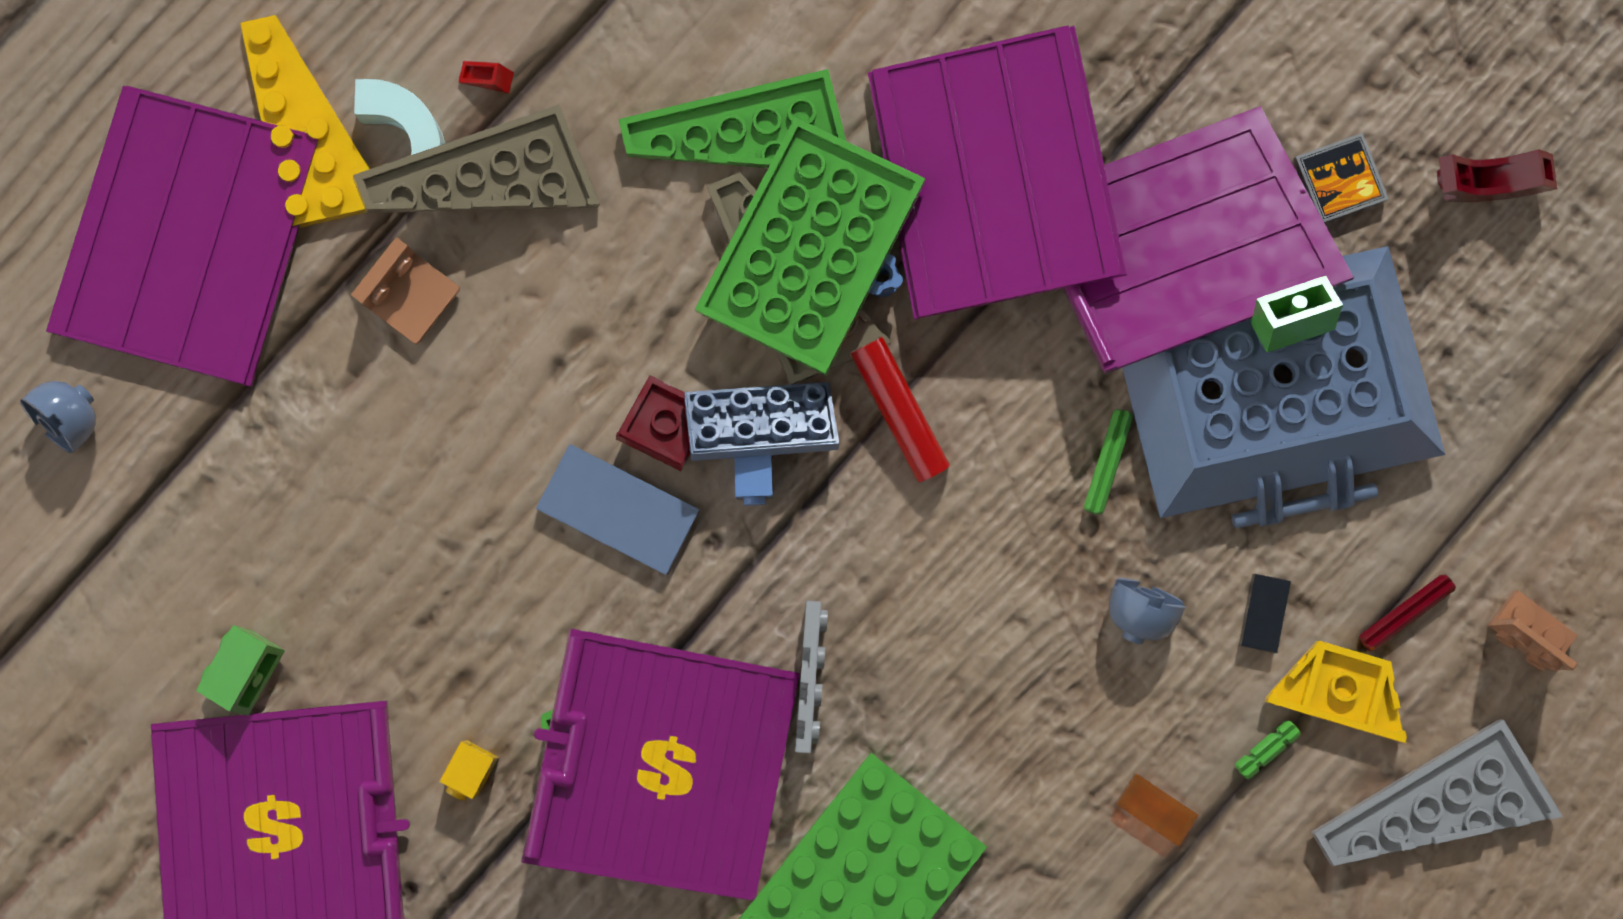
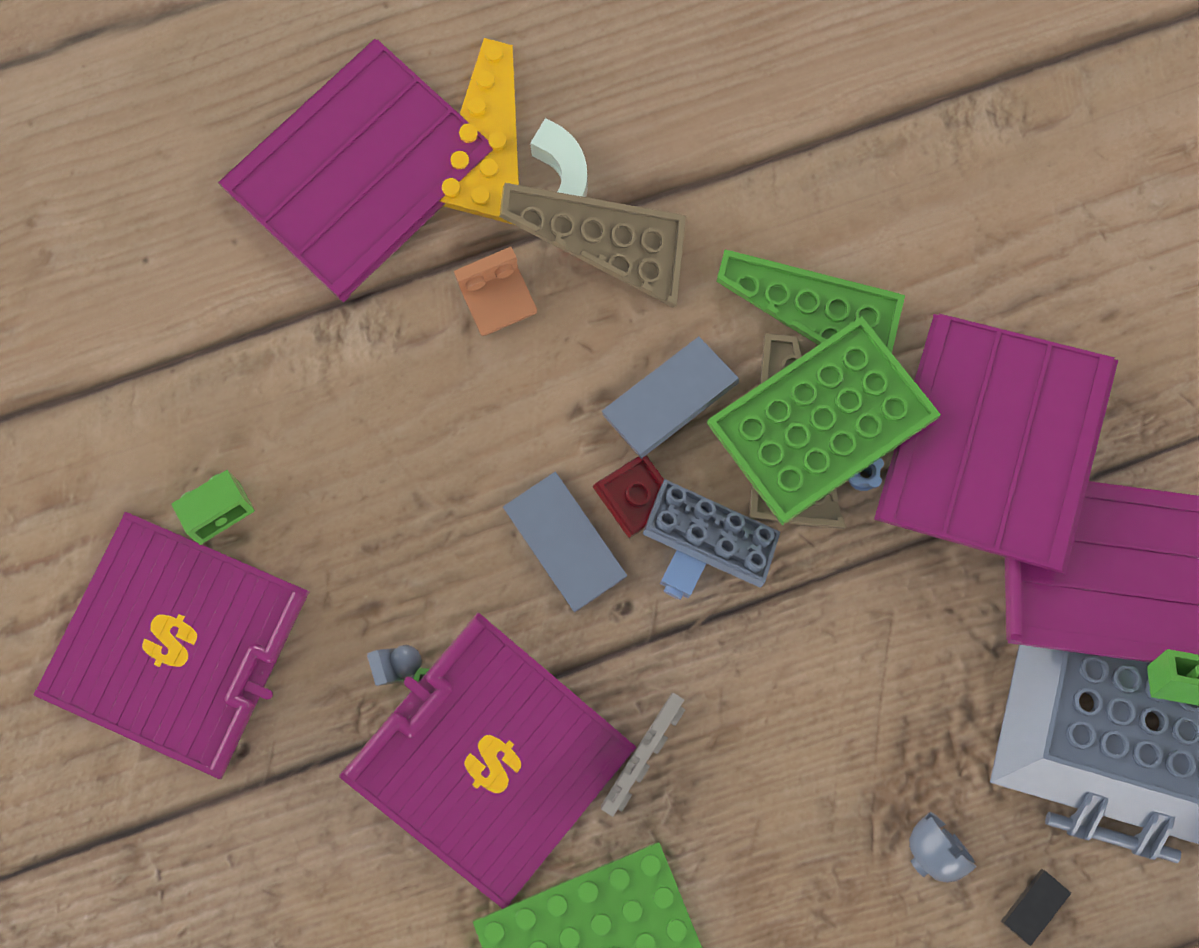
camera: 30 degrees right, 5 degrees down
(62, 412) = (194, 245): sand blue cylinder -> none
(468, 771) = (339, 680): yellow brick -> none
(486, 76) = (643, 168): red piece -> none
(515, 725) = (394, 664): none -> sand blue tile
(645, 304) = (670, 397): none -> sand blue tile
(900, 409) = (825, 583): red brick -> none
(1108, 462) = (969, 714): bright green axle -> none

